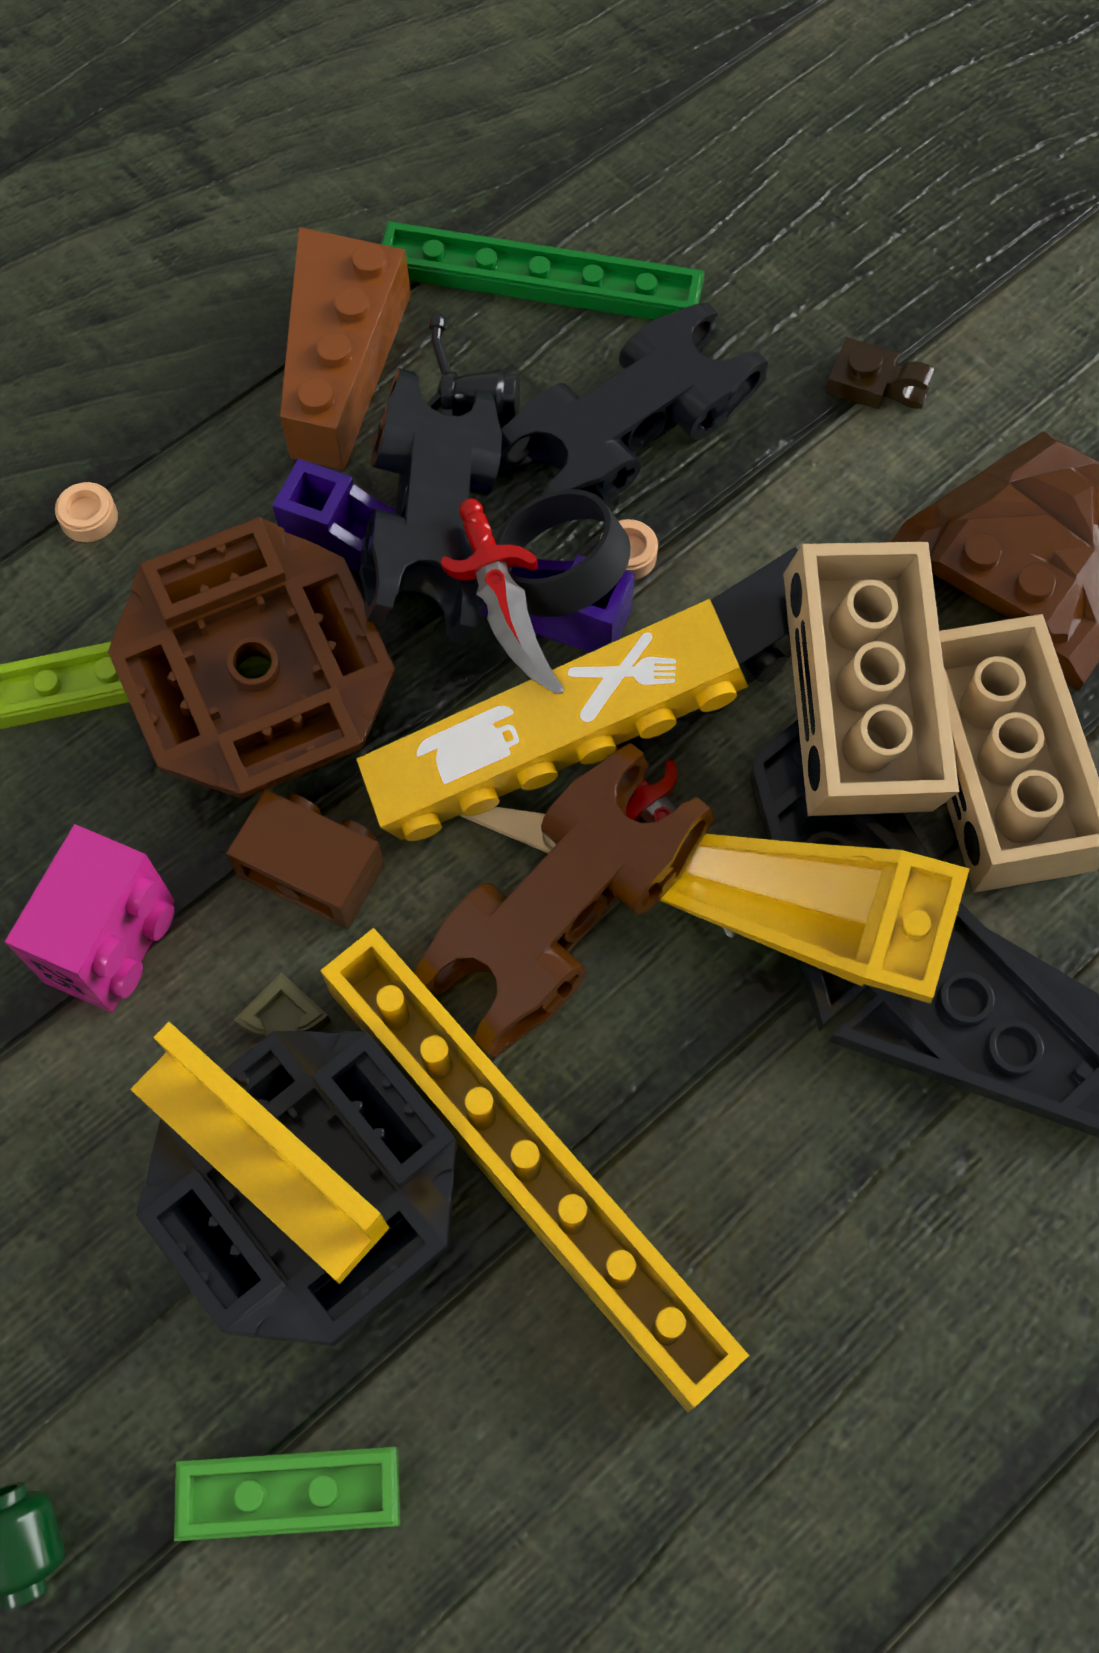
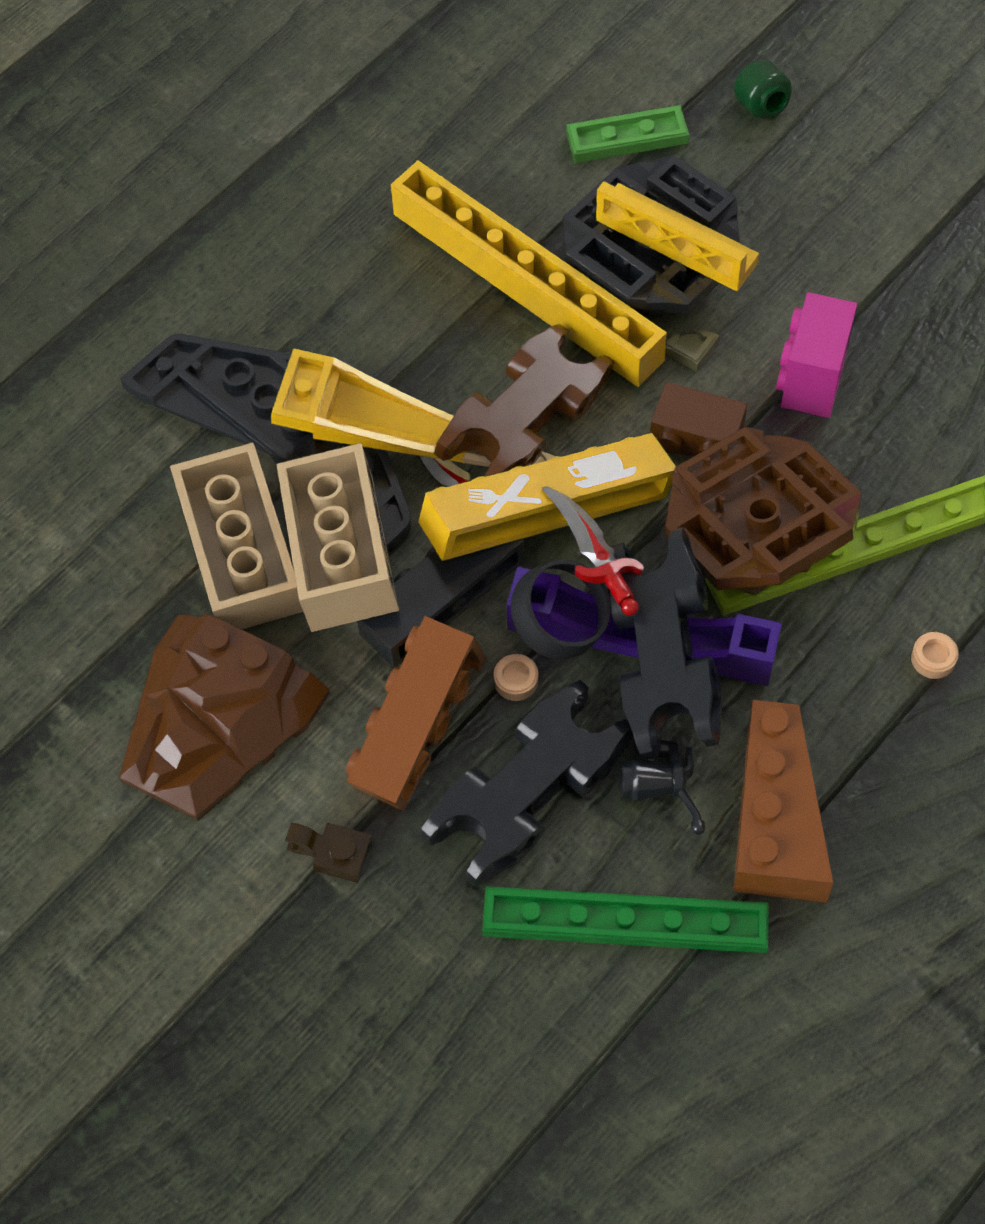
camera: 175 degrees right, 5 degrees down
(760, 492) = (414, 712): none -> dark orange wedge

